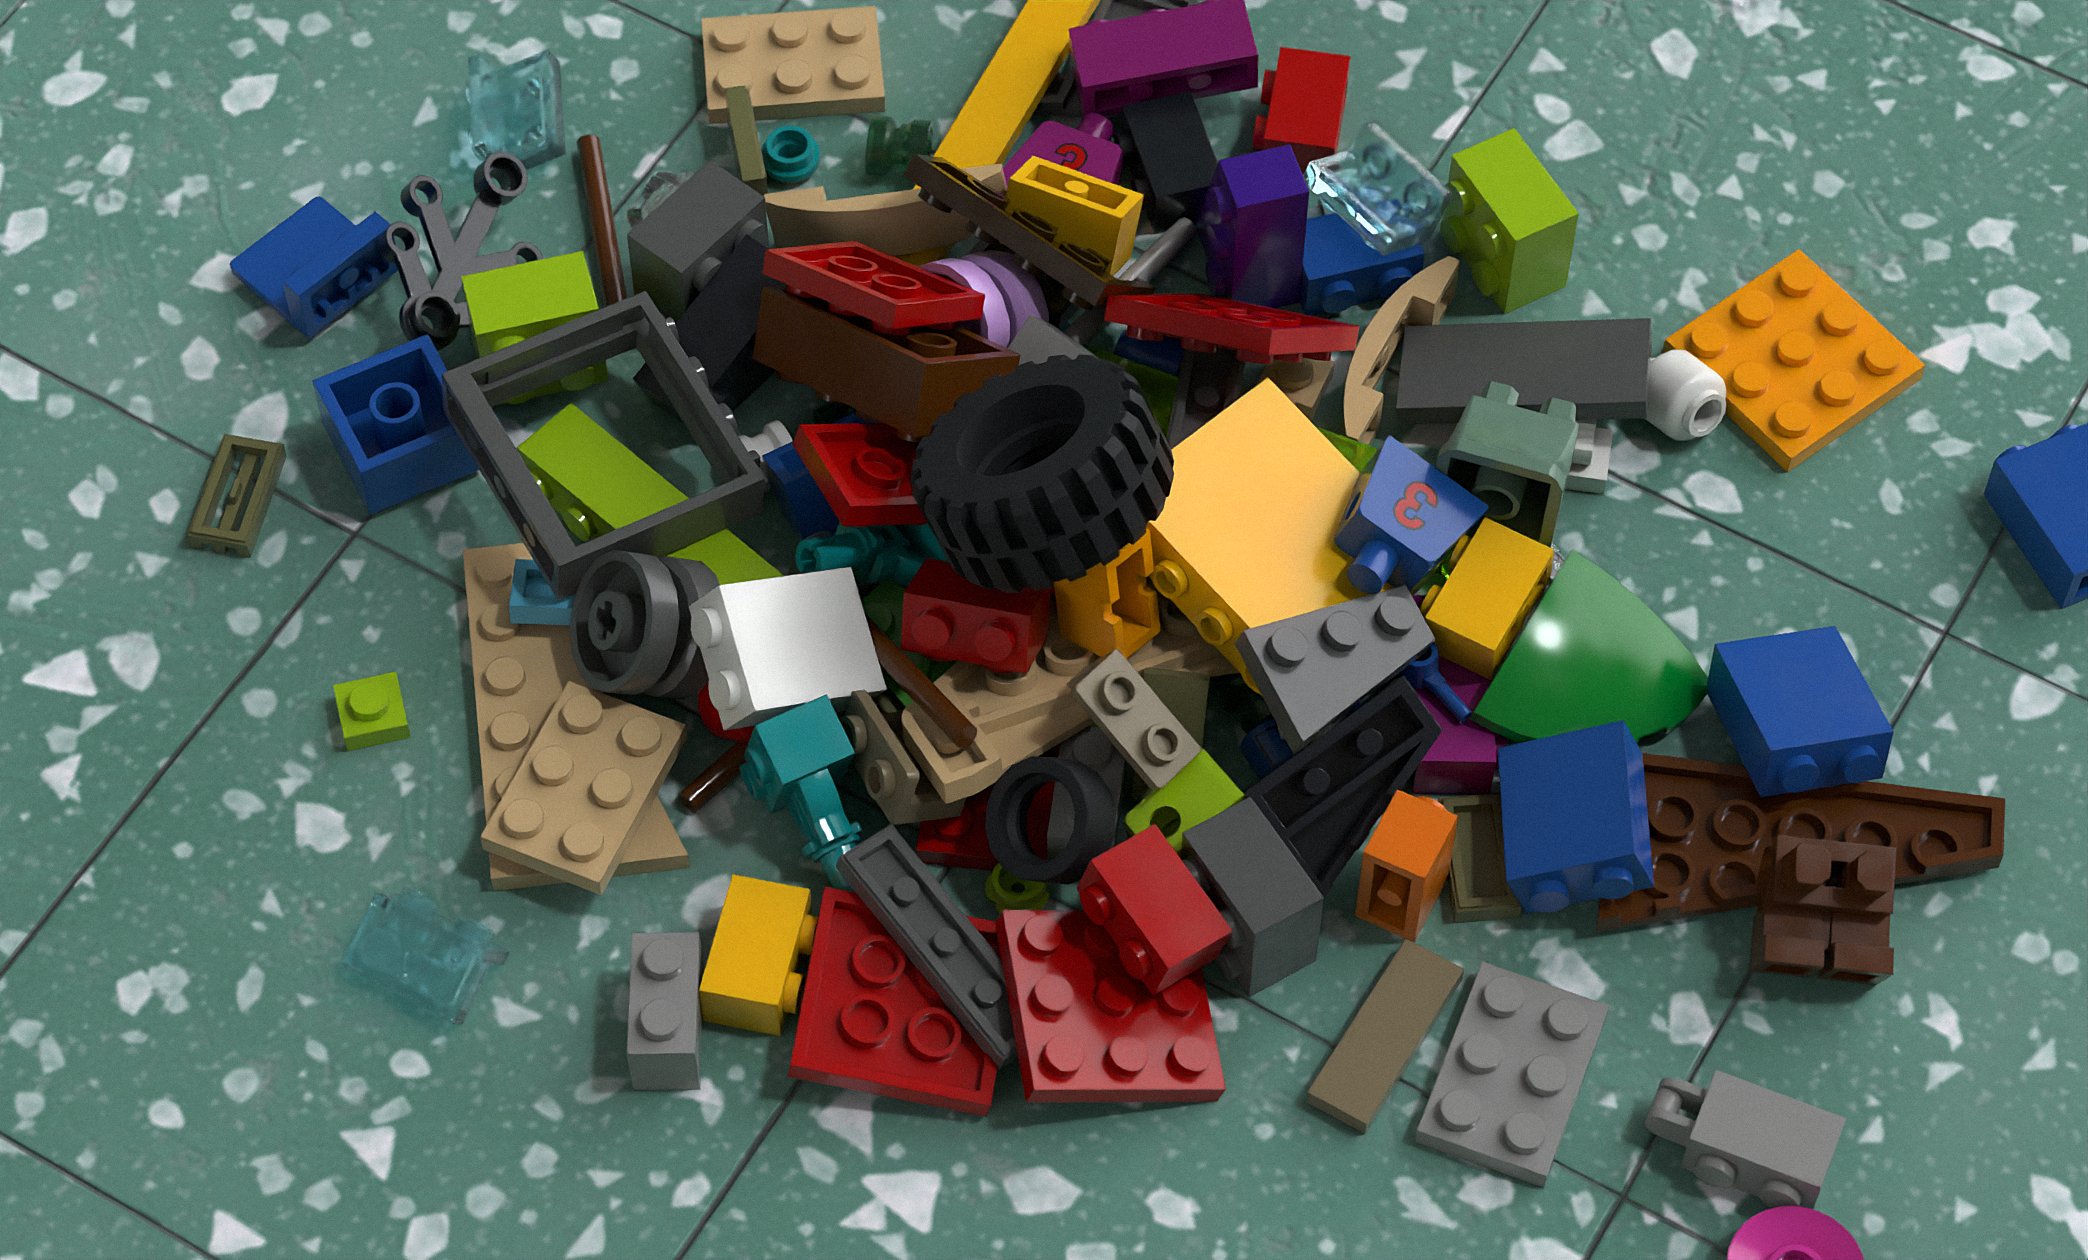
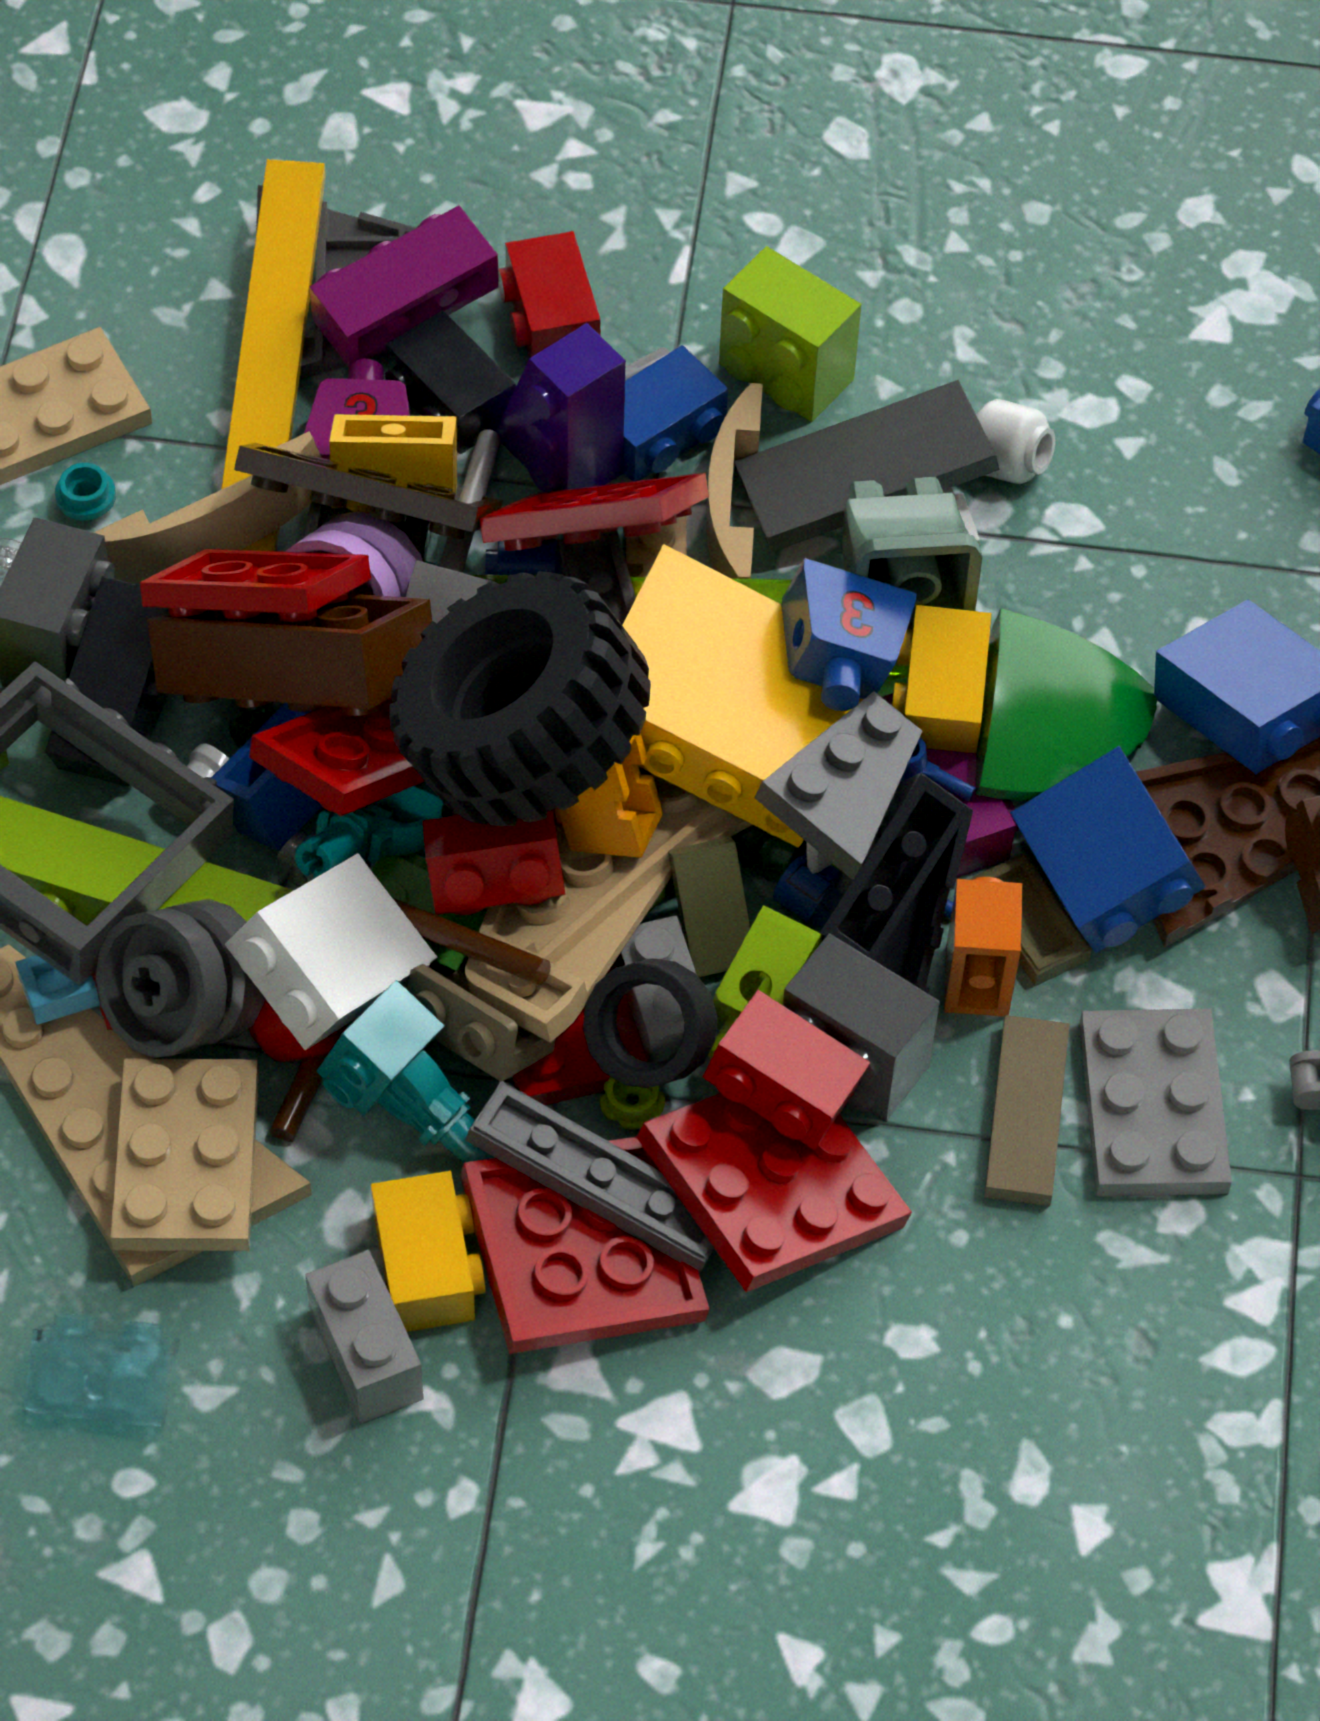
camera: 25 degrees left, 0 degrees up
(745, 139) = (35, 487): olive tile -> none
(896, 146) = (192, 450): clear green wheel -> none
(1133, 719) = (689, 900): dark tan bracket -> none
(1380, 191) = (672, 342): clear light blue bracket -> none
(1798, 359) = (1092, 373): light orange plate -> none

